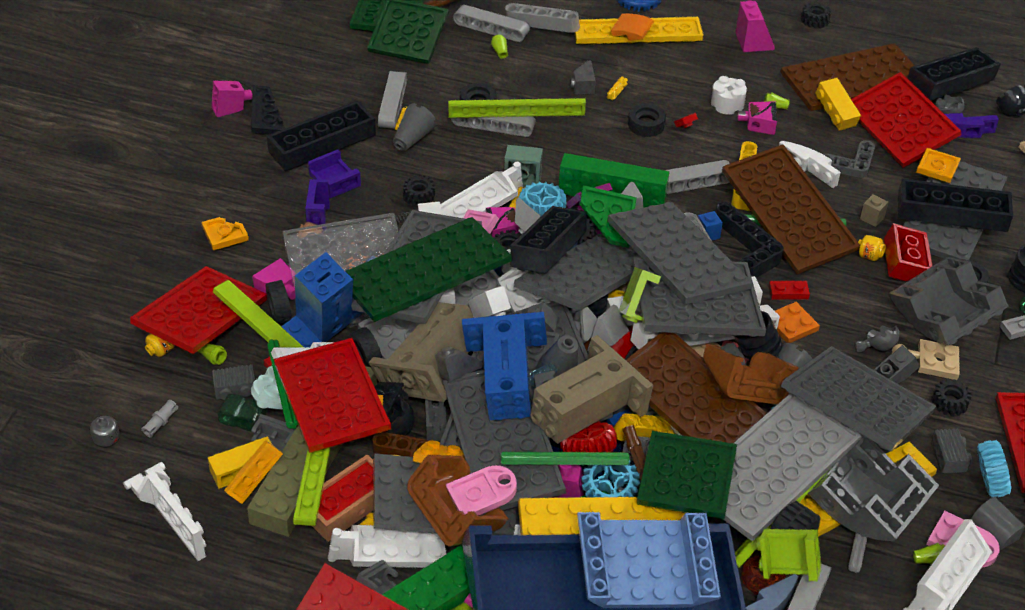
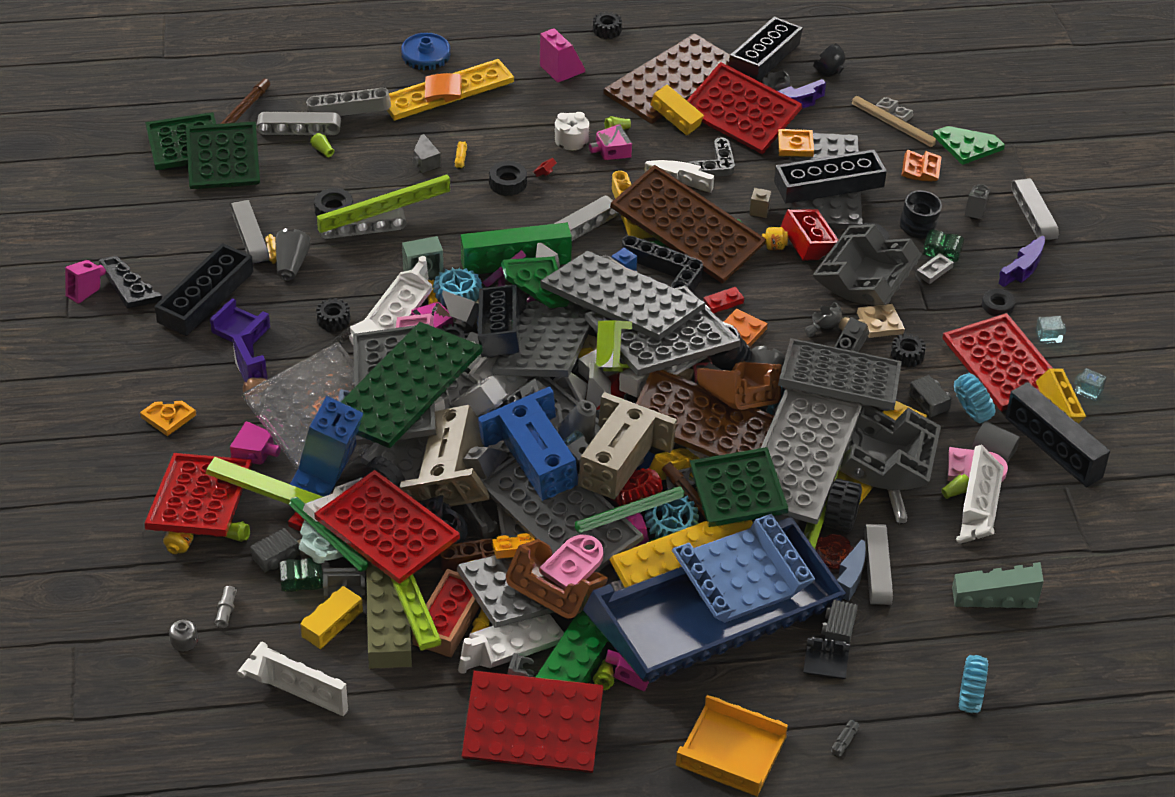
camera: 25 degrees left, 0 degrees up
(253, 472) = (352, 620): light orange plate -> none
(278, 301) = (272, 461): black tyre -> none
(789, 552) = (852, 522): lime panel -> none

